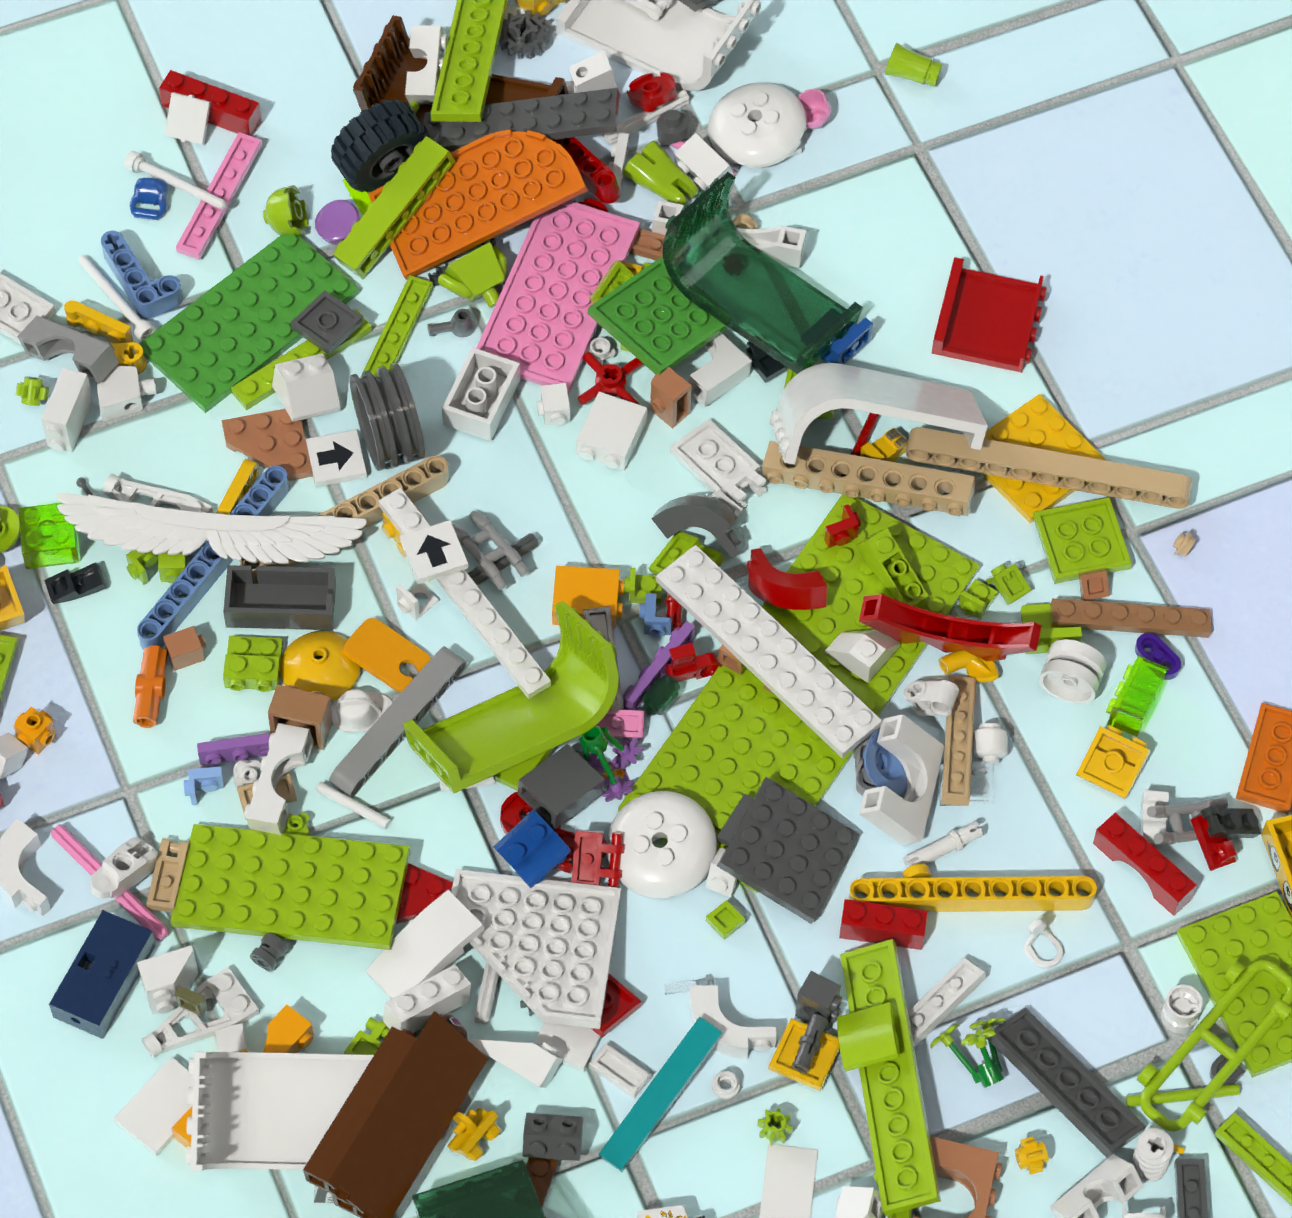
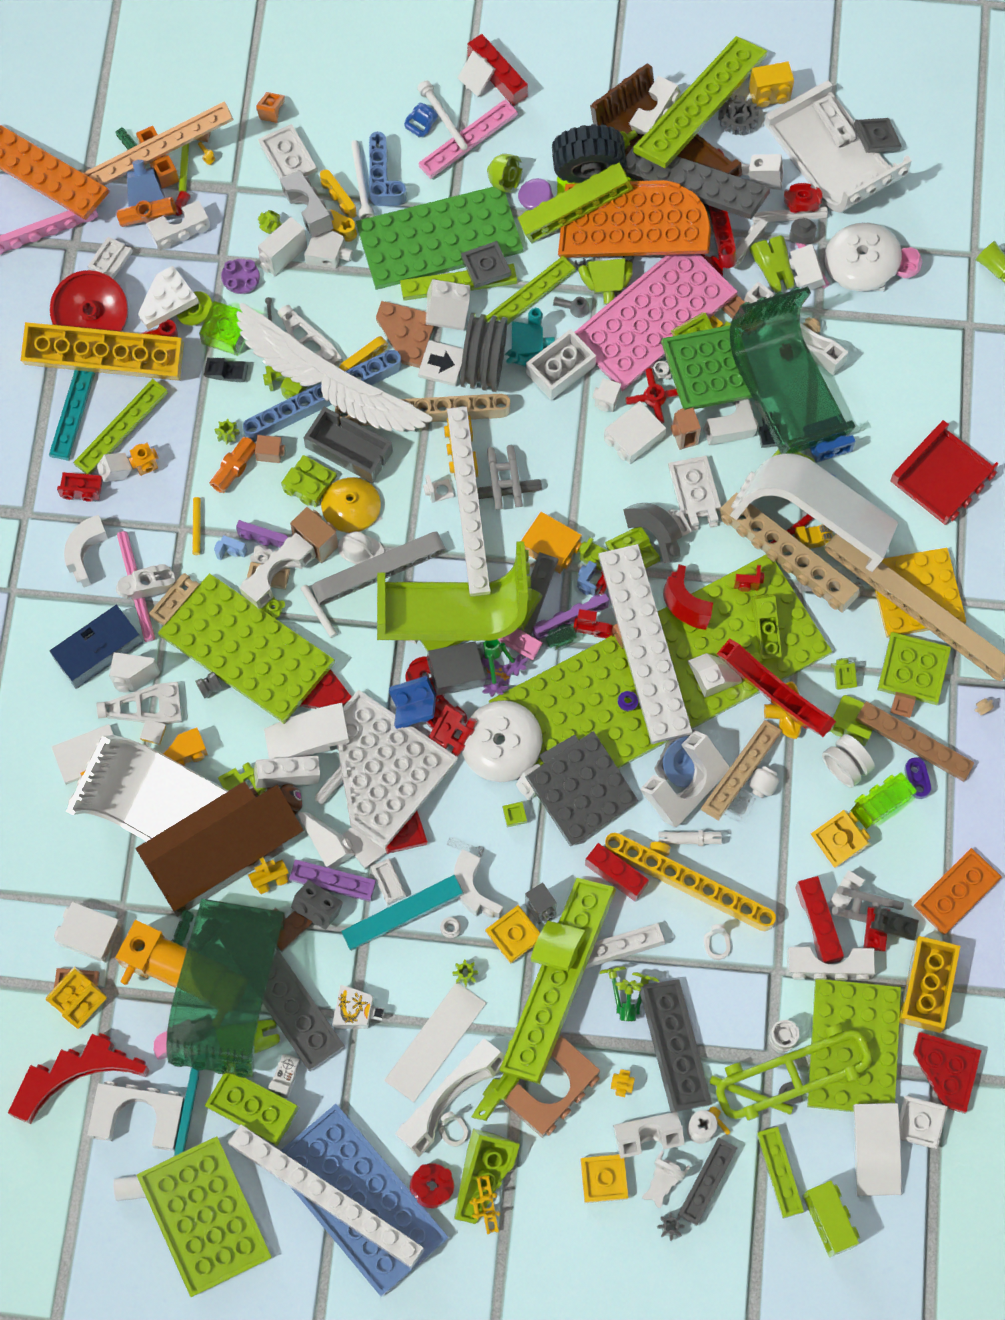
camera: 30 degrees right, 10 degrees up
(31, 469) = (240, 276): none -> medium lavender dish
(126, 650) = (223, 428): none -> lime gear
(144, 778) = (196, 538): none -> yellow bar
(191, 1001) = (138, 694): olive tile -> none
(382, 652) = (395, 513): light orange piece -> none
(428, 382) = (527, 339): none -> teal torso
(434, 552) = (461, 463): white tile -> none
(555, 1100) = (333, 880): none -> medium lavender plate
(783, 734) = (627, 706): none -> dark purple plate
(809, 1043) = (518, 929): dark grey pin -> none
(932, 697) = (741, 730): white piece -> none
(977, 599) = (816, 674): lime bracket -> none
(1155, 919) = (803, 964): none -> white arch

